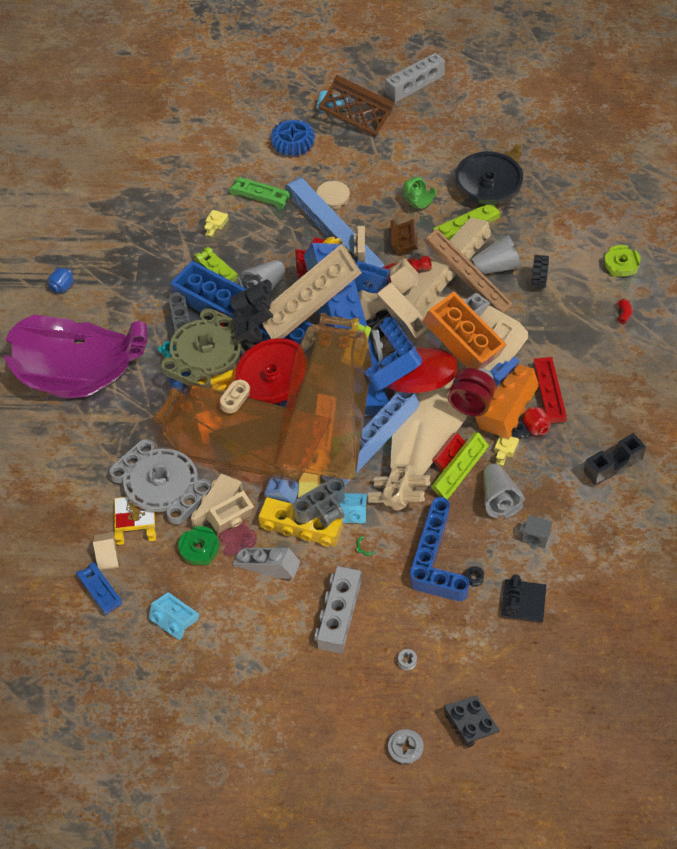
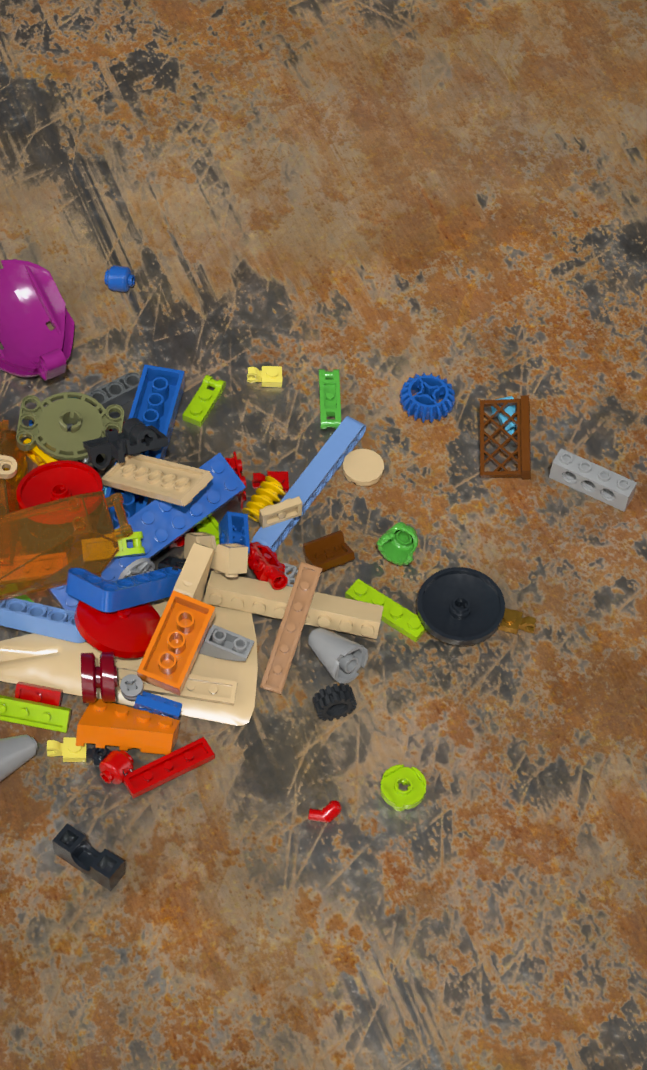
camera: 60 degrees right, 0 degrees up
(271, 270) = (198, 444): light grey cone -> none

